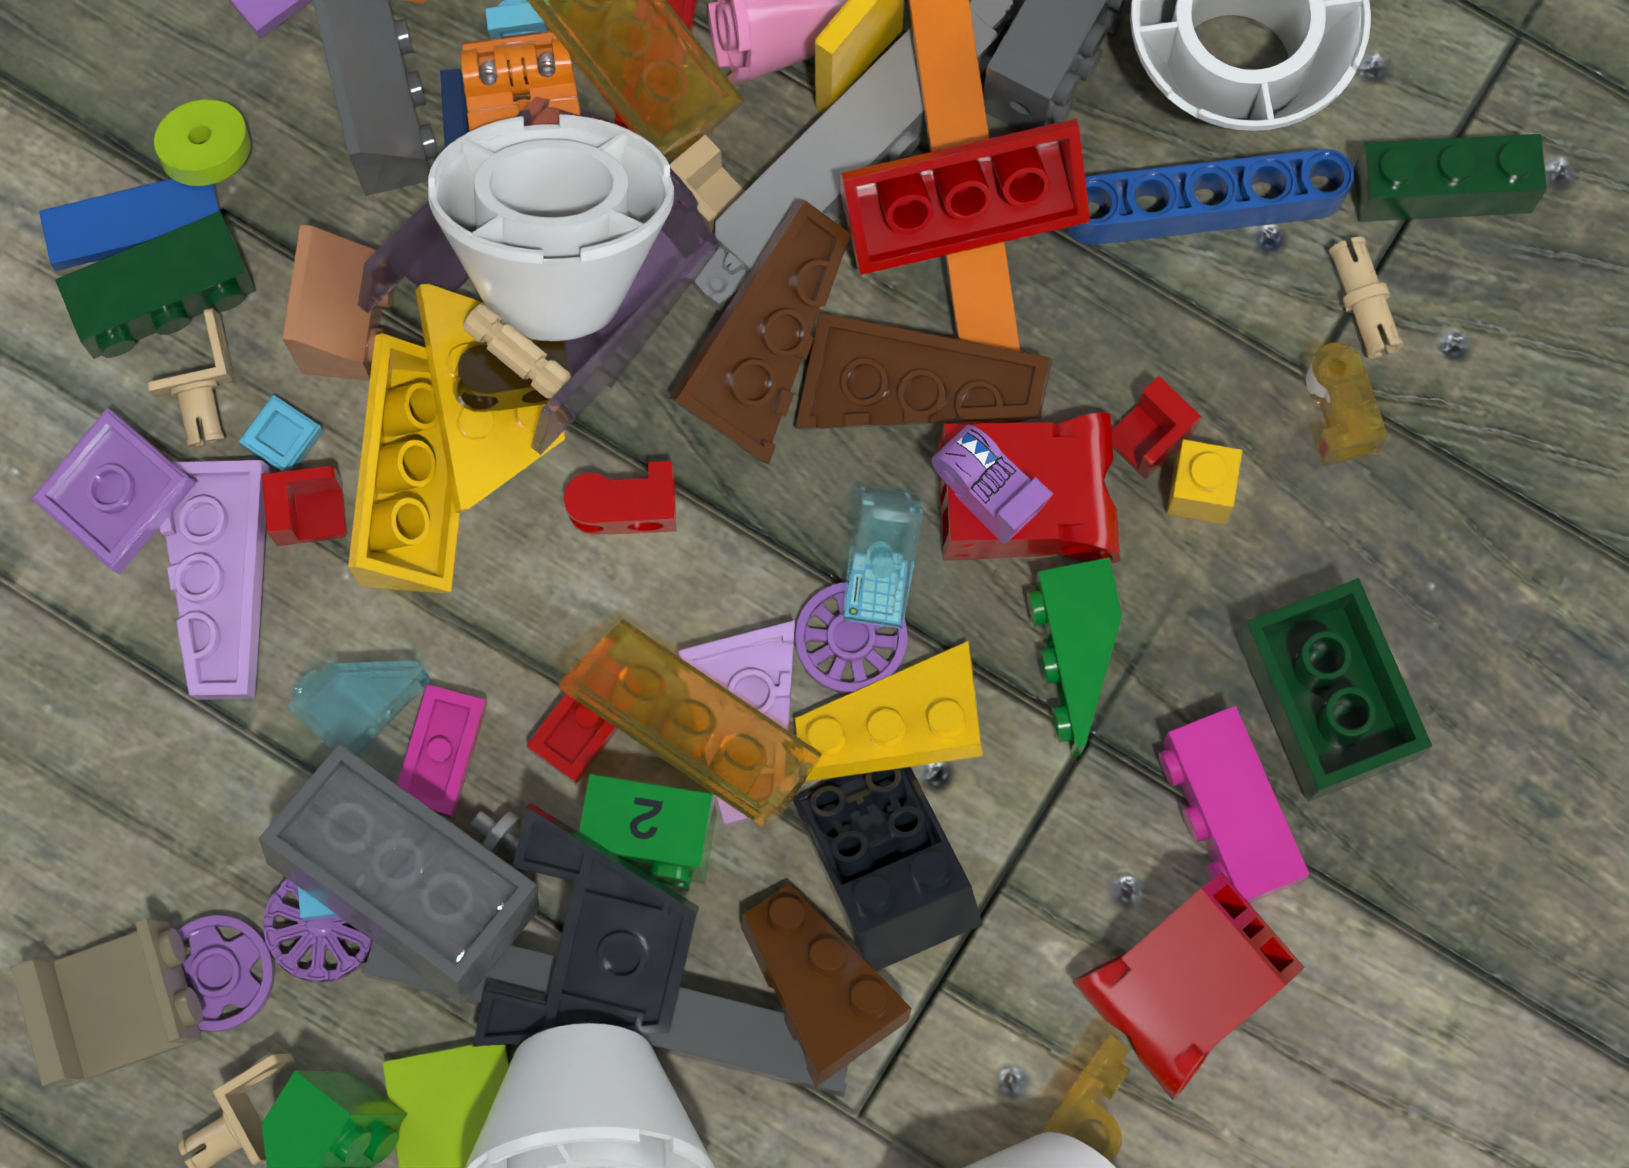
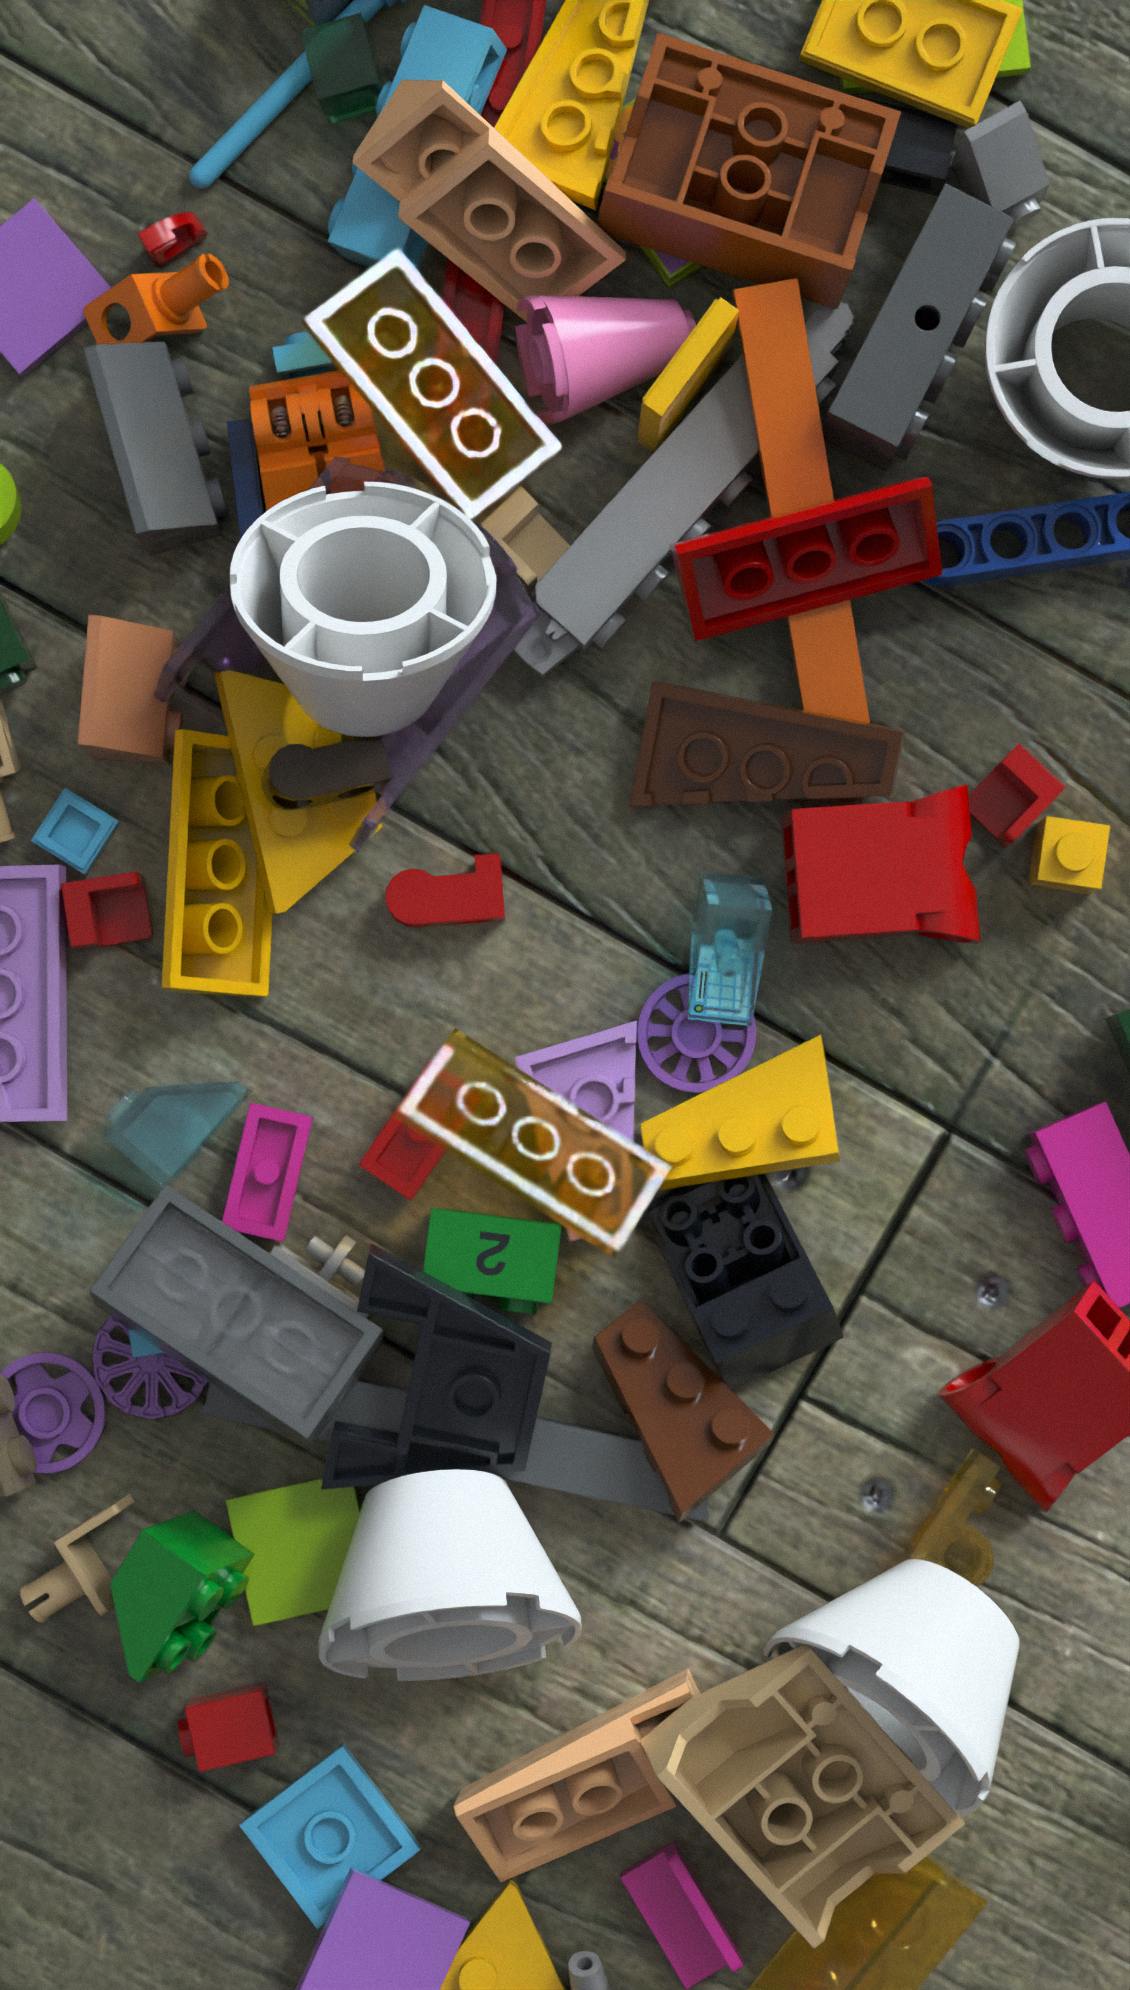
camera: 10 degrees left, 10 degrees up
(516, 350) = (331, 752): tan axle -> none
(755, 350) = (583, 729): reddish brown wing -> none
(989, 483) = (843, 877): medium lavender leg -> none
(1080, 625) = (941, 1025): green slope -> none

